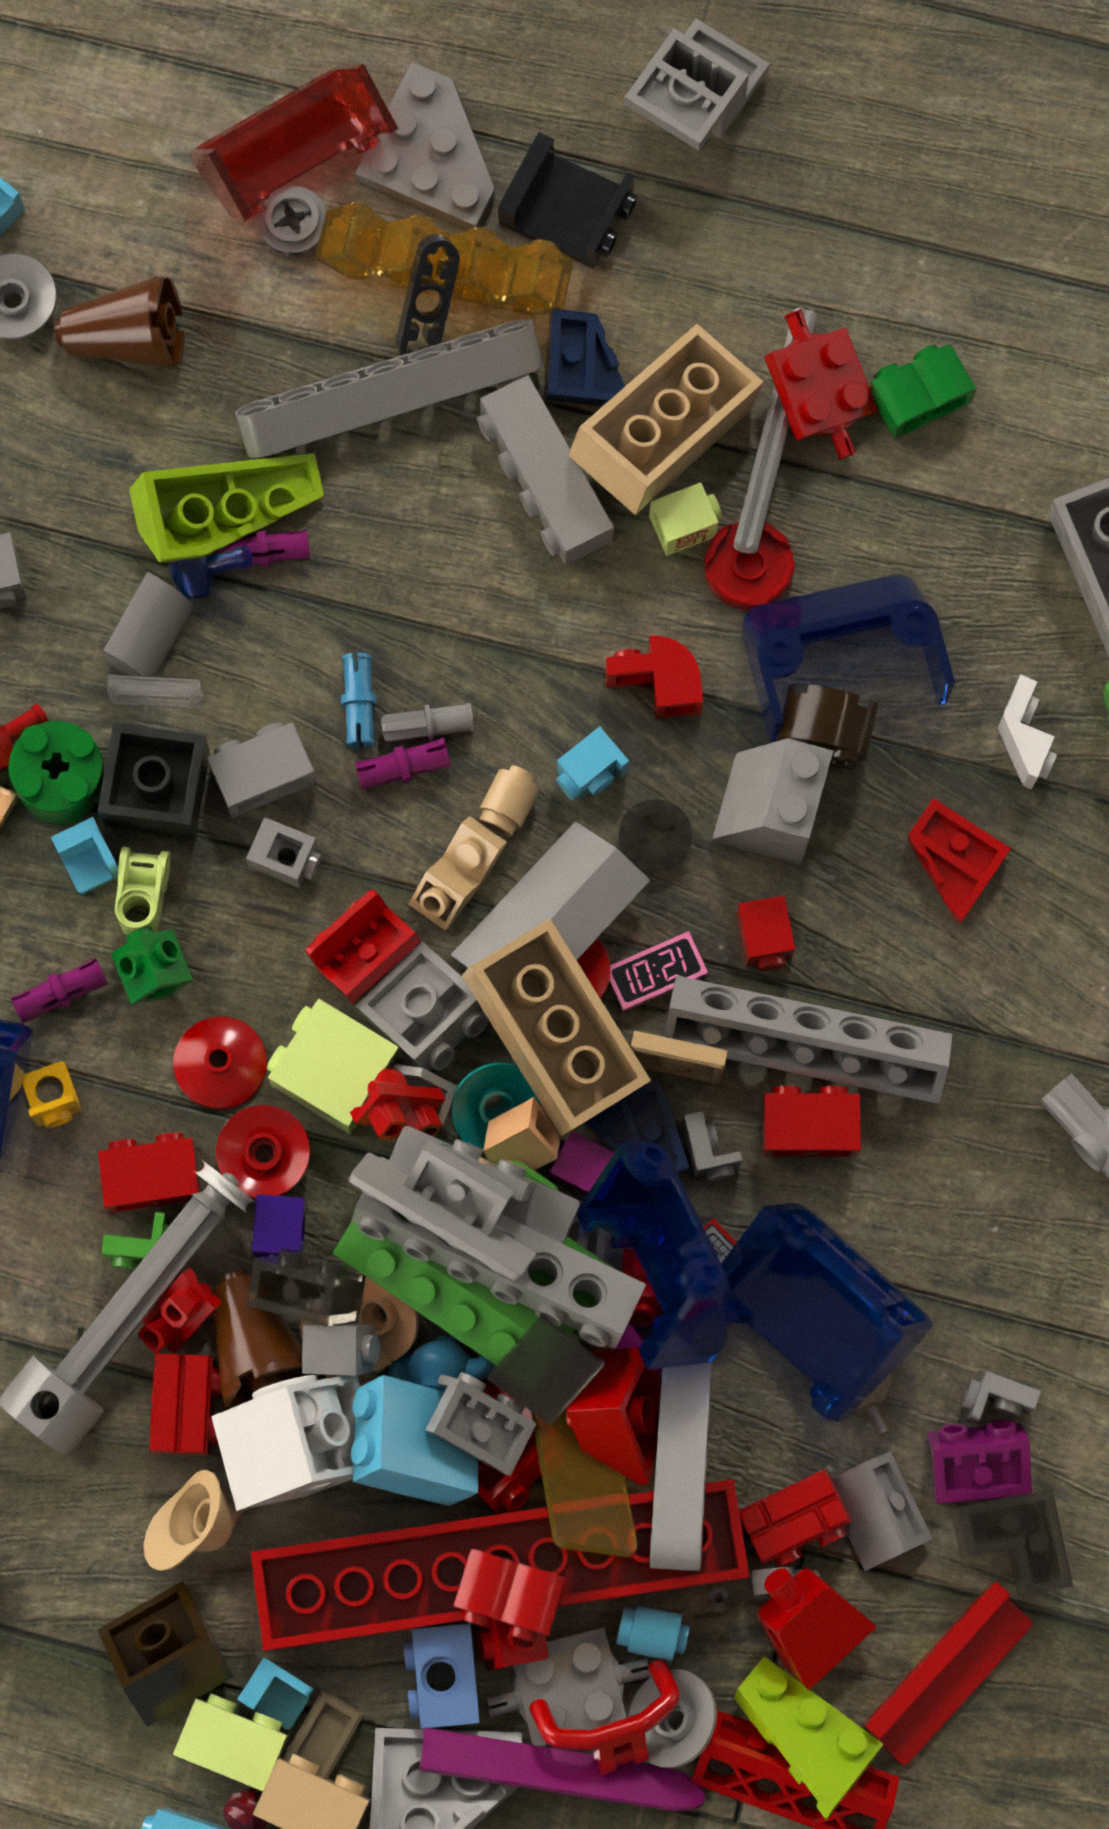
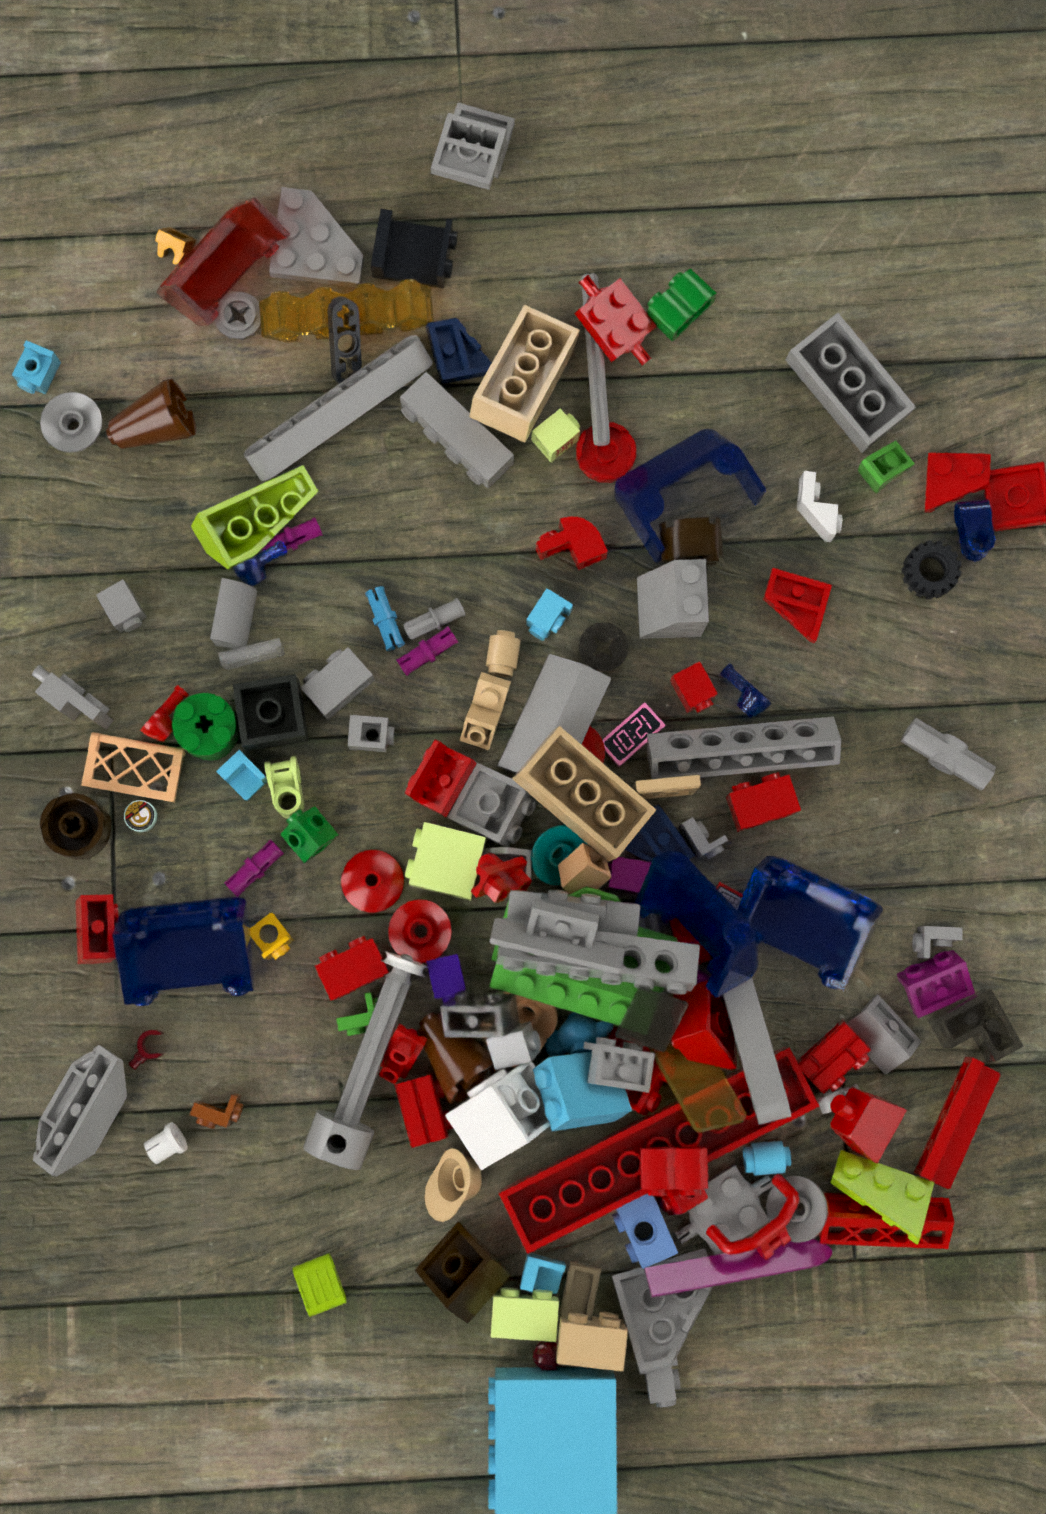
camera: 20 degrees left, 5 degrees up
(240, 91) = (176, 240): none -> tile
(841, 975) = (750, 700): none -> clear blue bar

